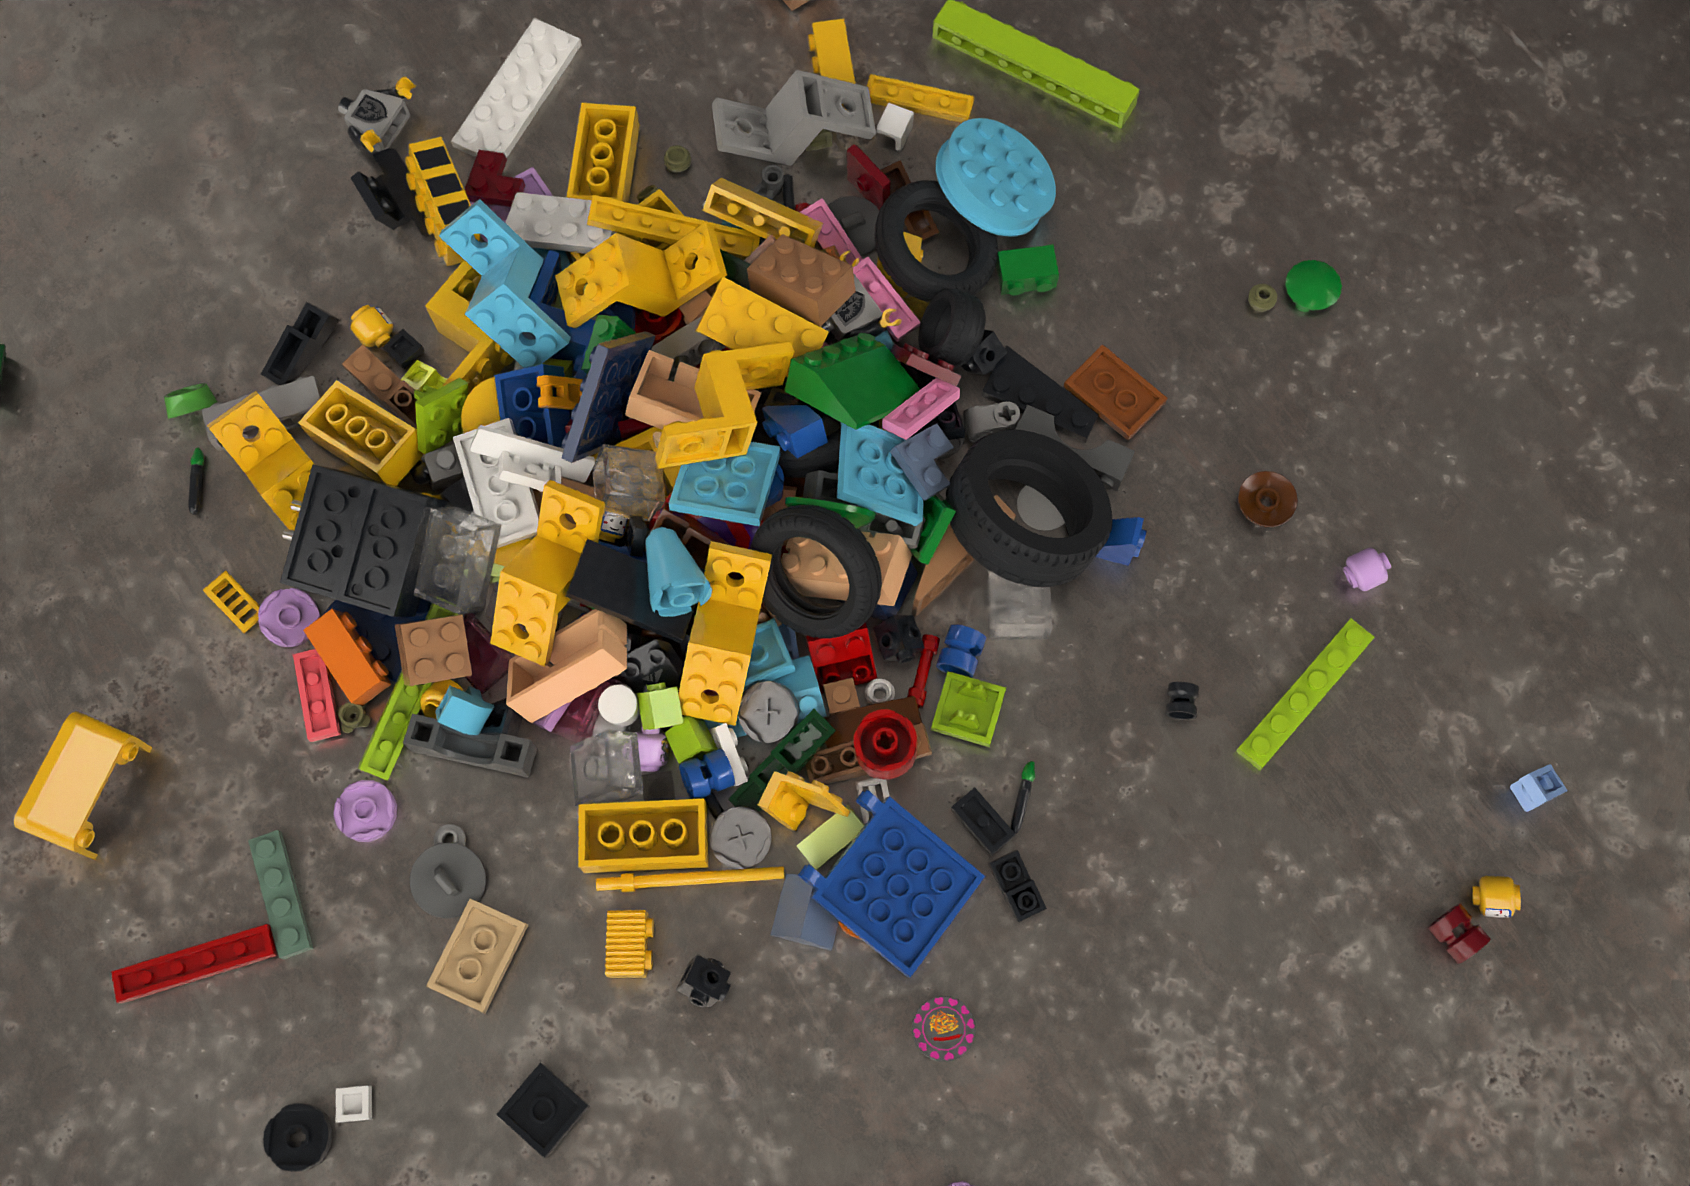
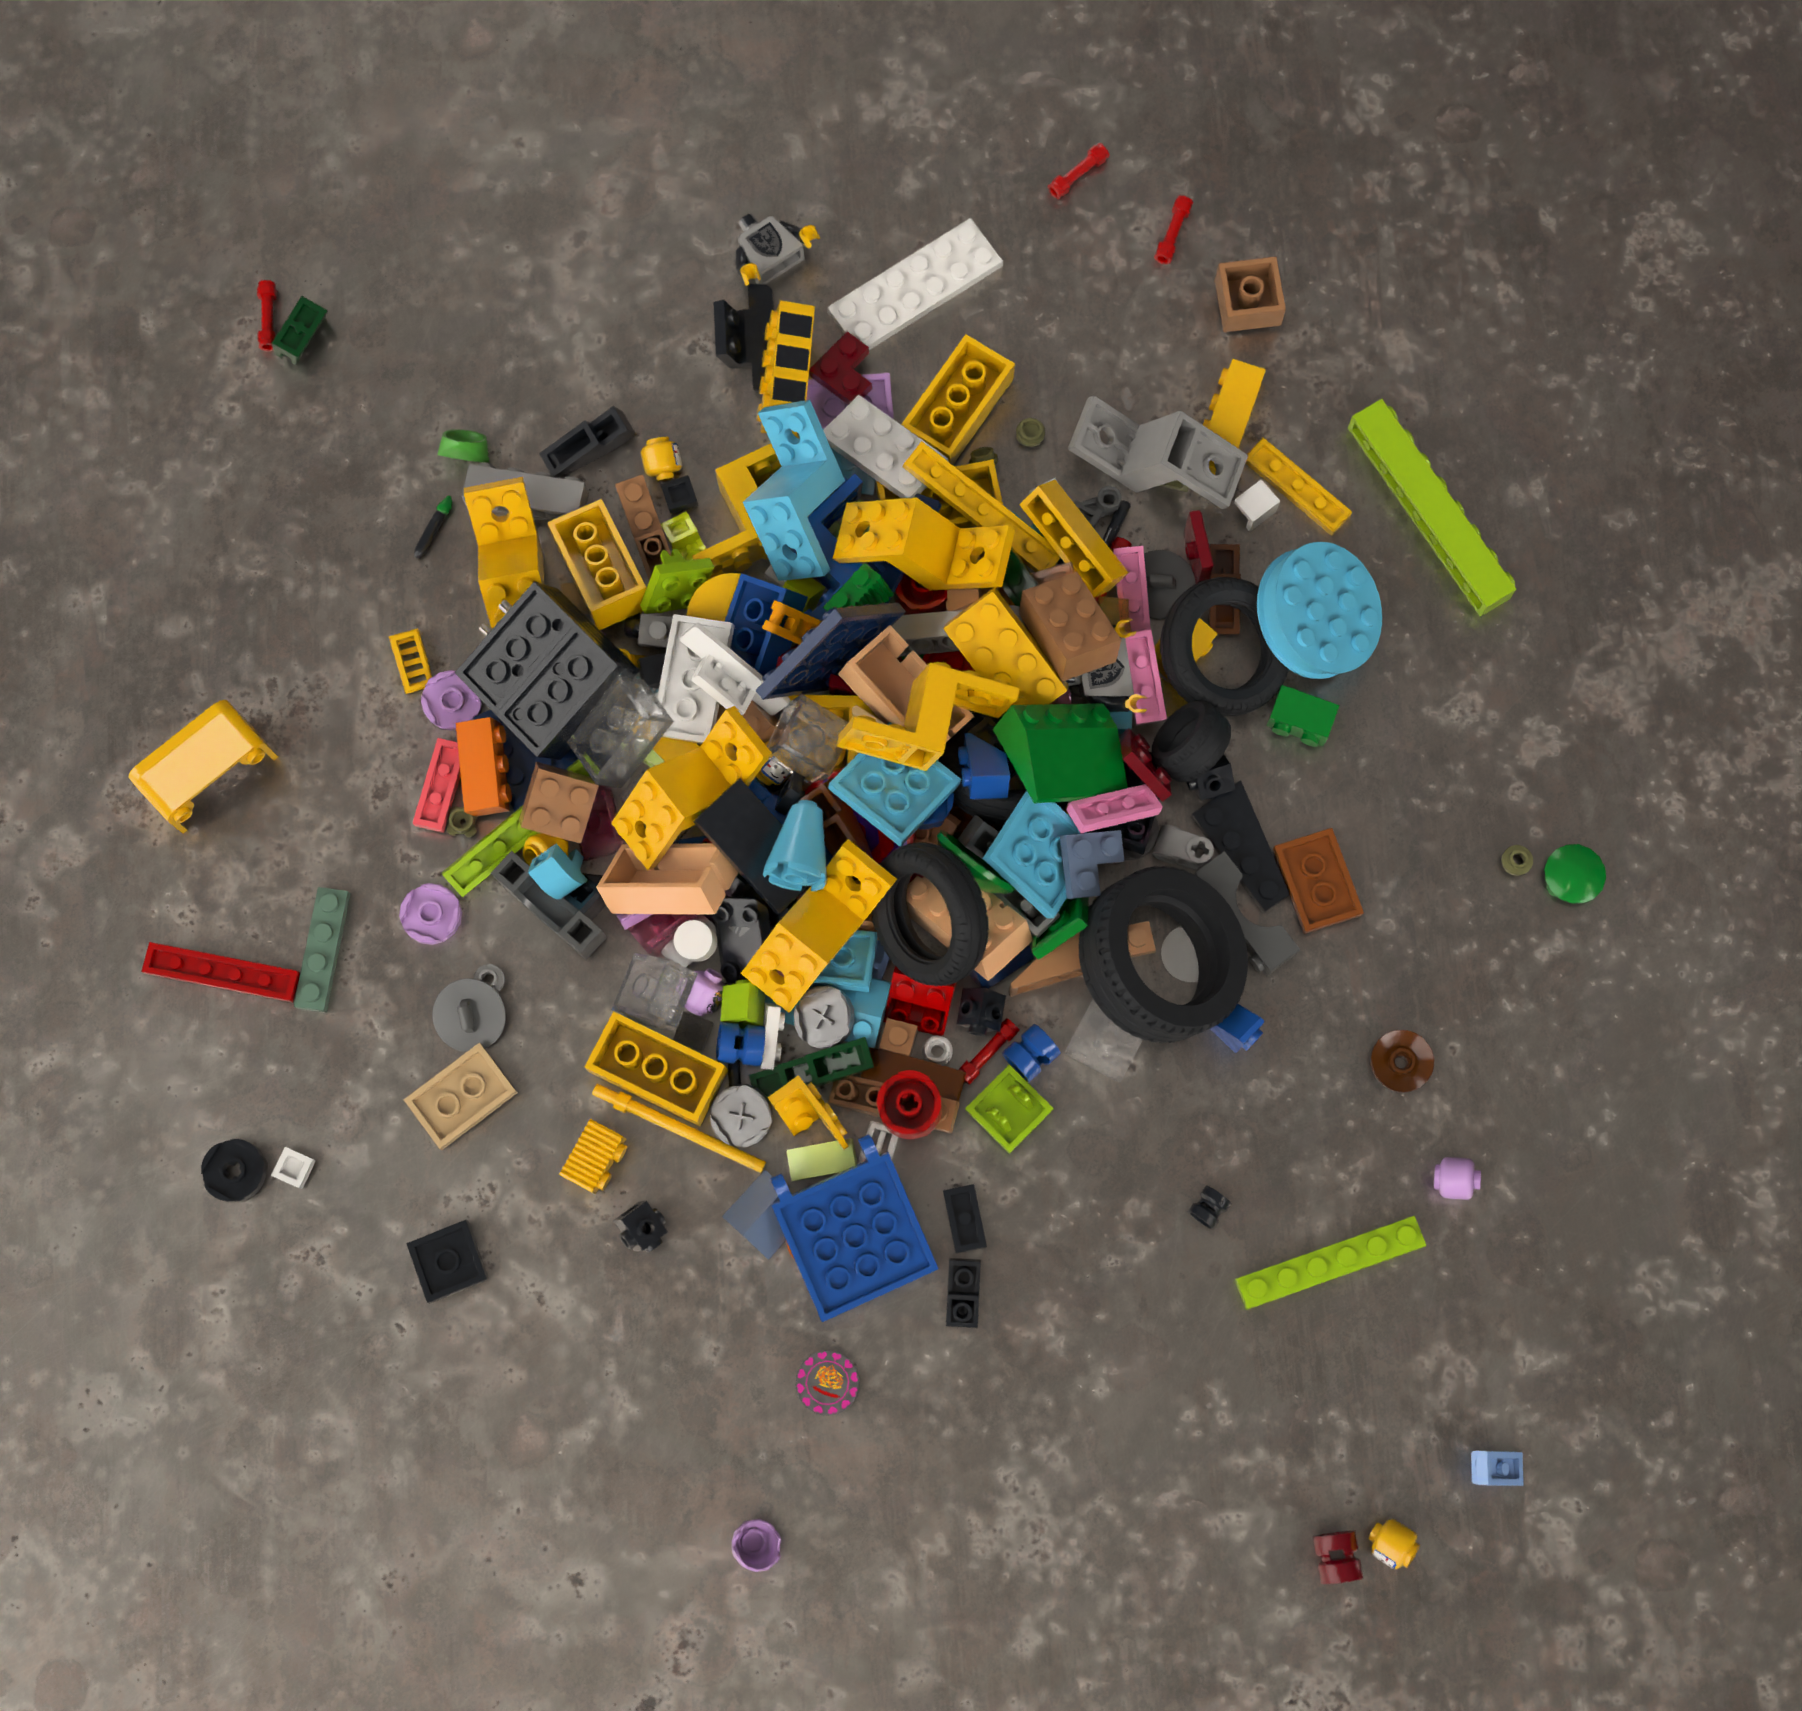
camera: 30 degrees right, 5 degrees up
(659, 707) = (729, 962): lime brick -> none
(1023, 796) = (1029, 1200): black piece -> none

